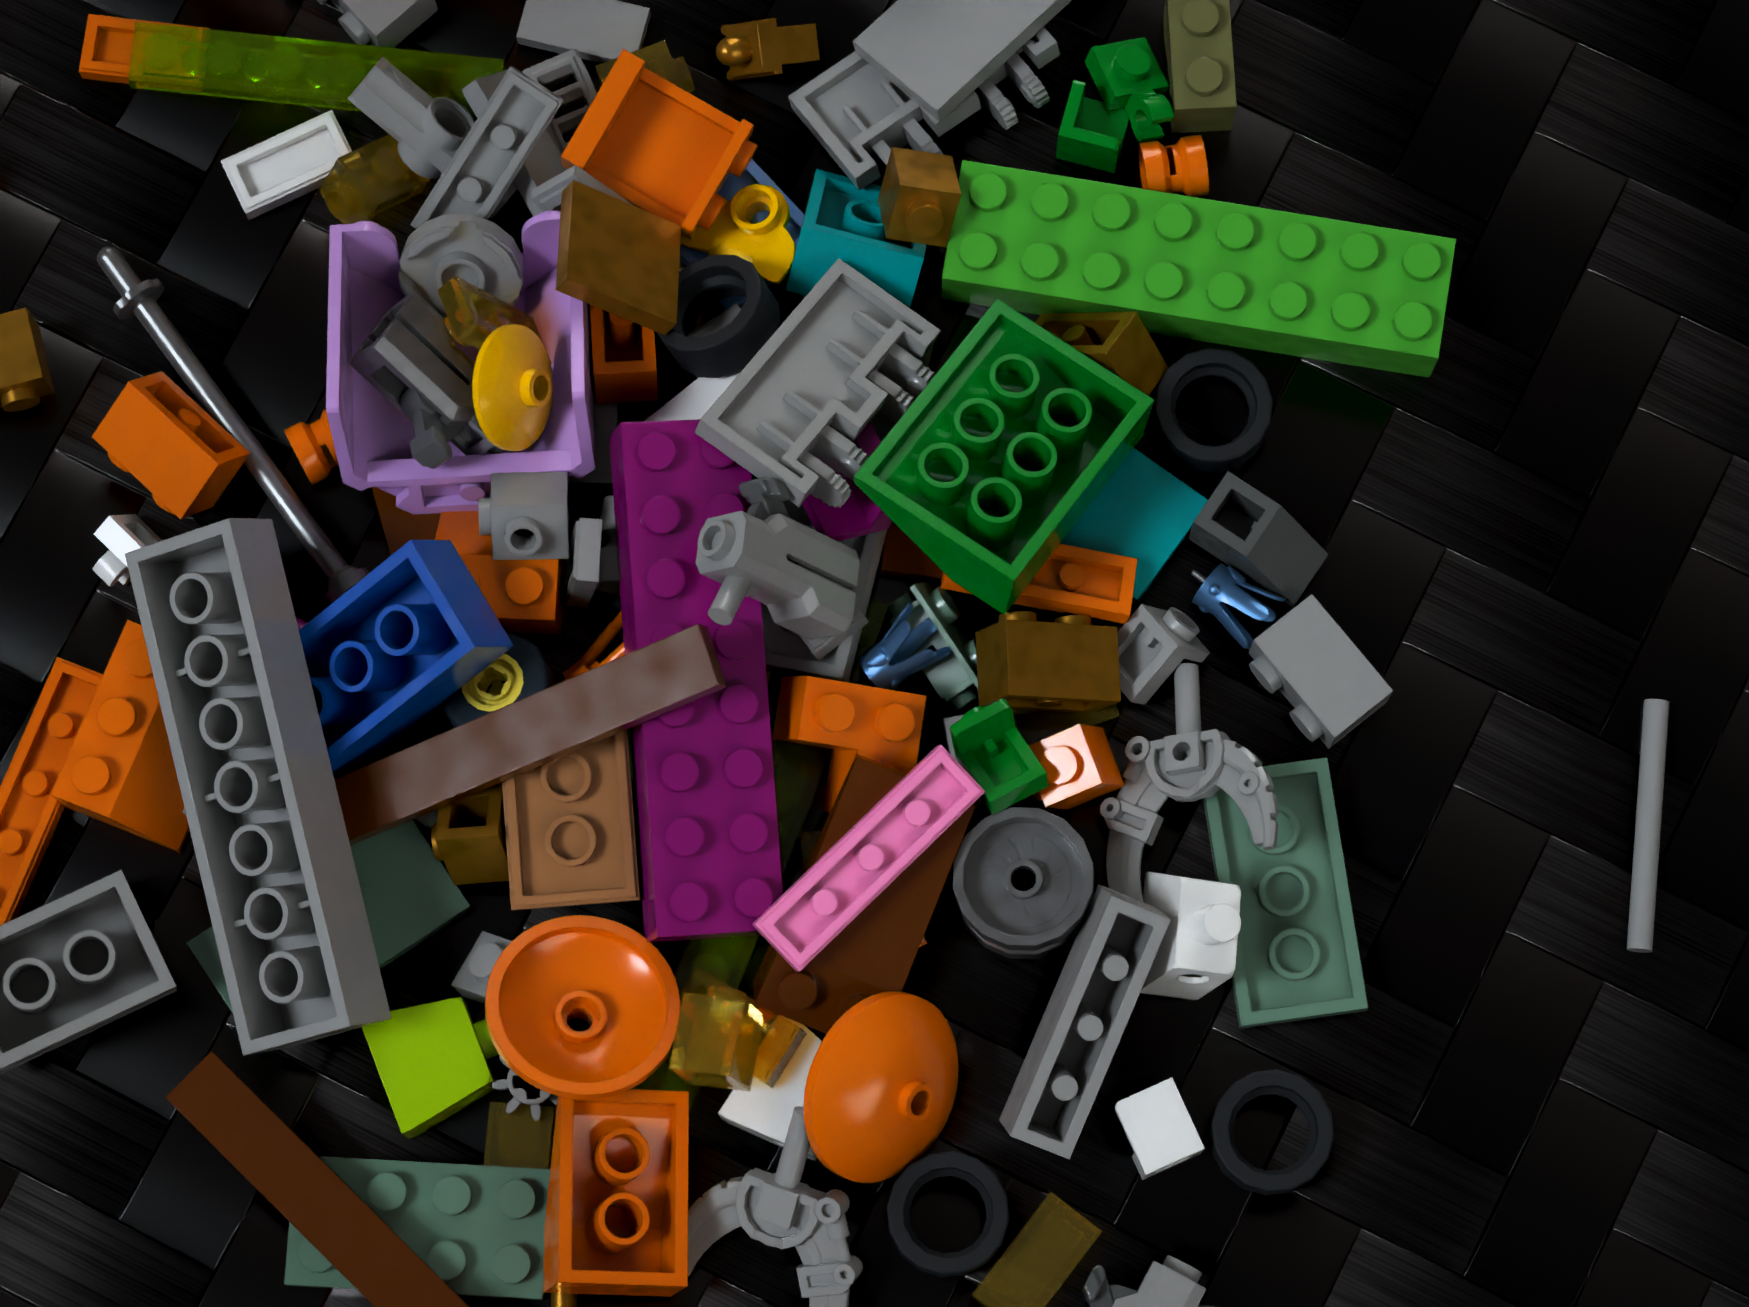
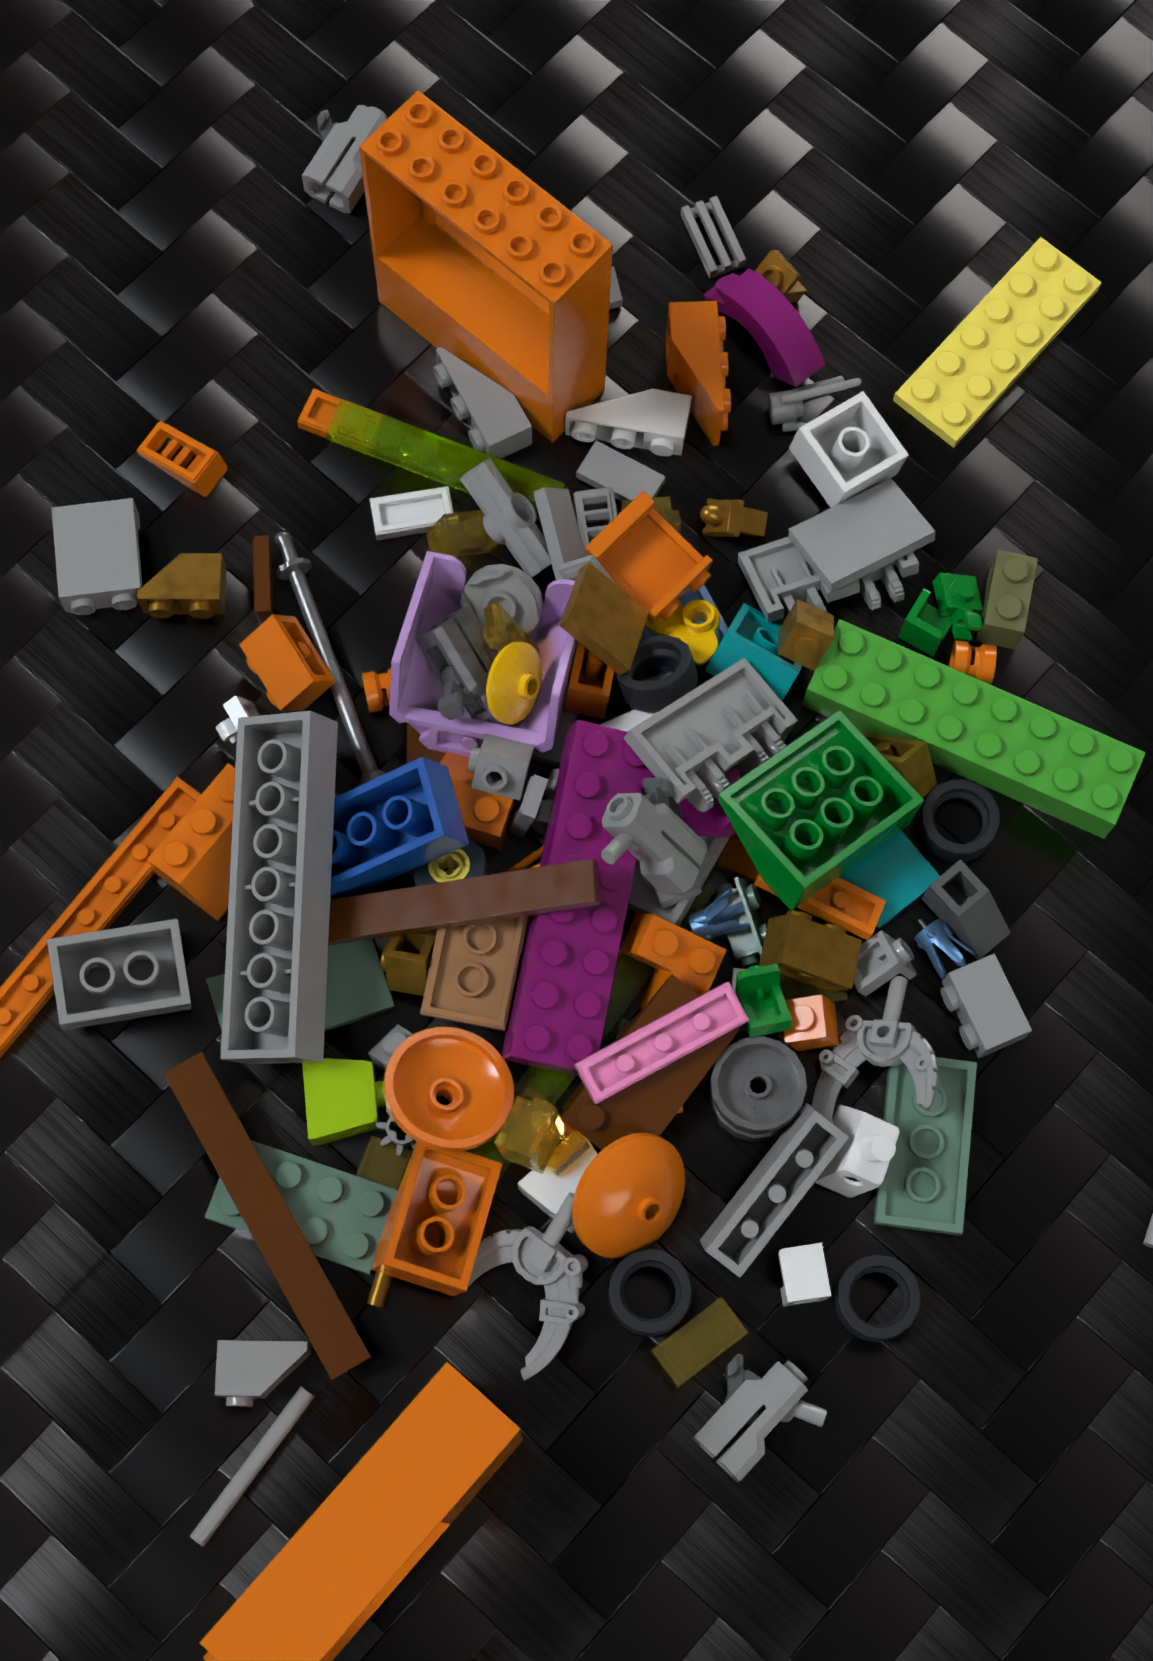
camera: 10 degrees right, 5 degrees down
(98, 327) = (263, 578): none -> reddish brown tile
(493, 149) = (543, 532): light grey tile -> none

